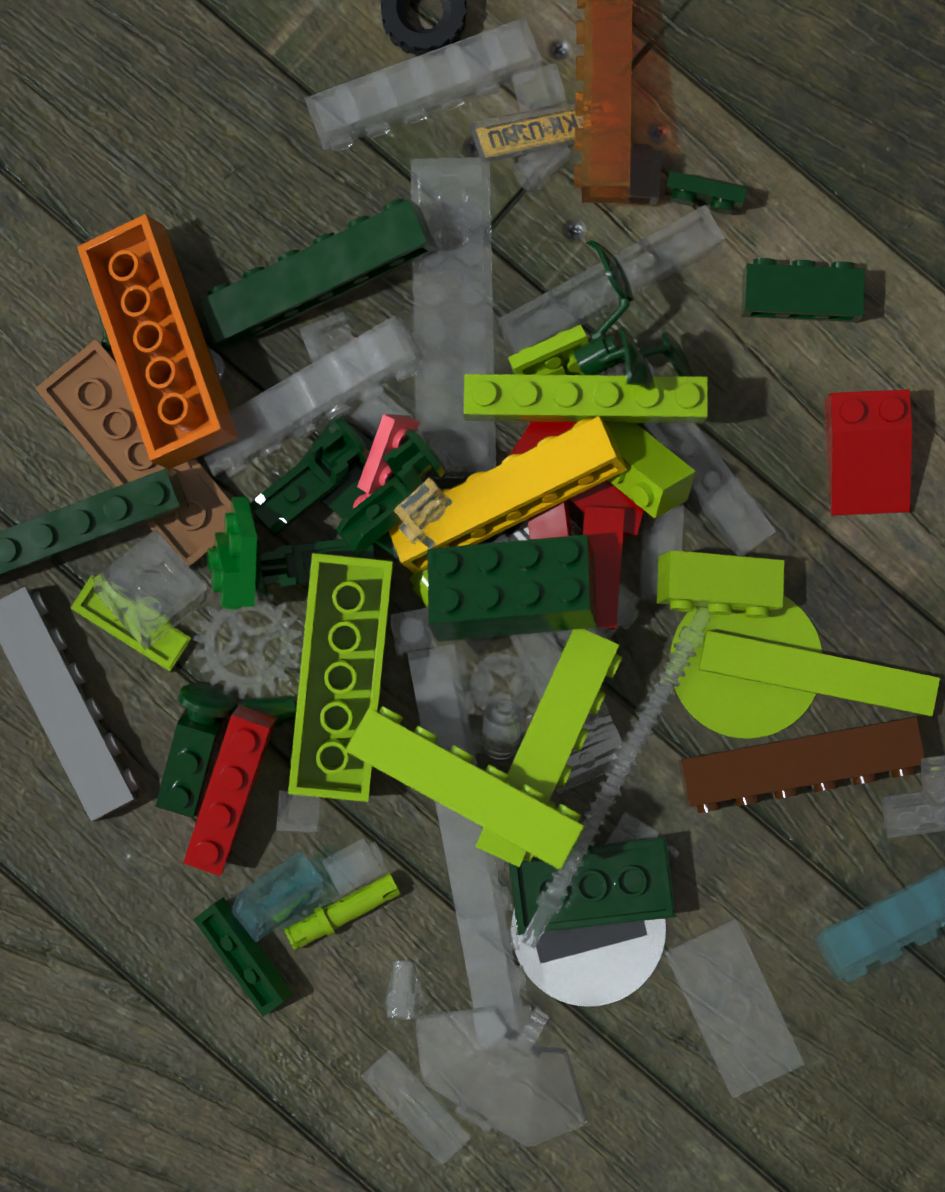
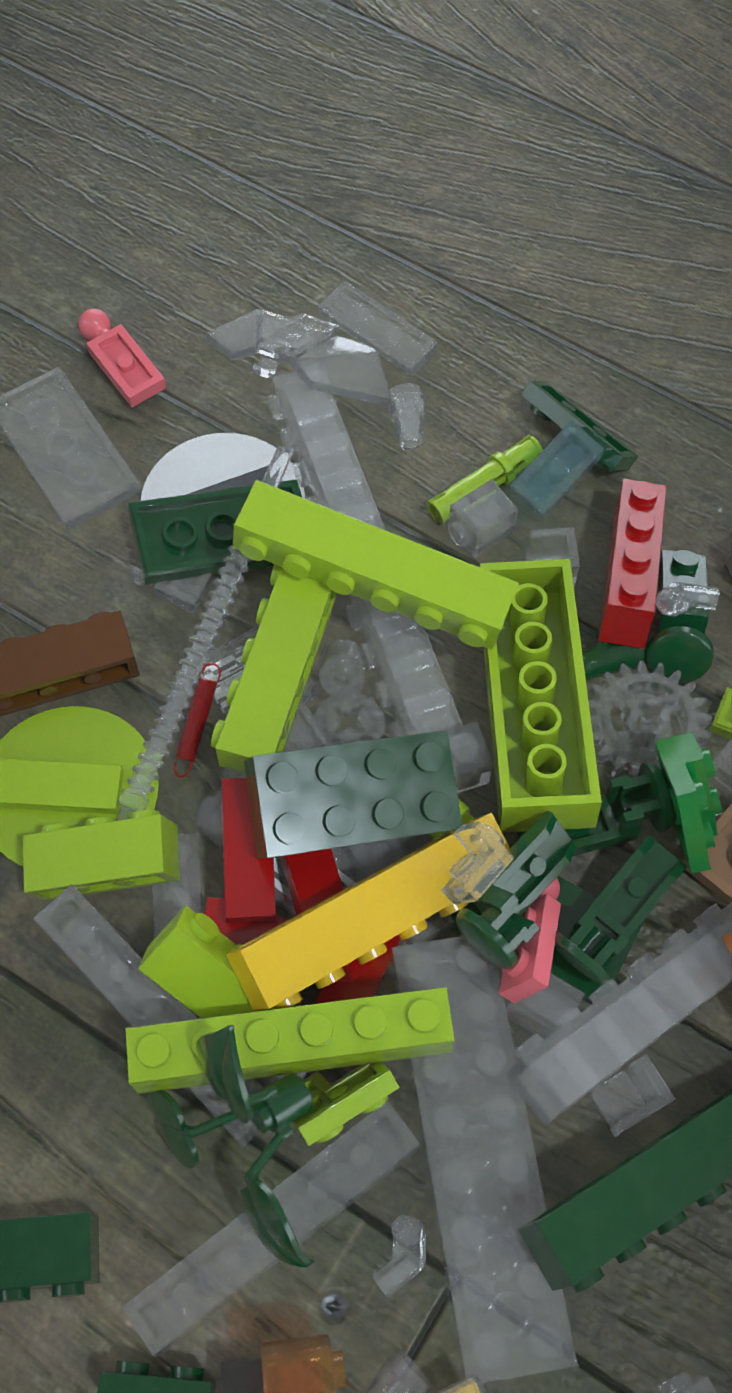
camera: 175 degrees right, 20 degrees down
(196, 744) = (682, 596): none -> clear arm
(515, 255) = (408, 1255): none -> clear arm
(632, 700) = (196, 719): none -> red piece
(673, 1100) = (120, 357): none -> coral plate

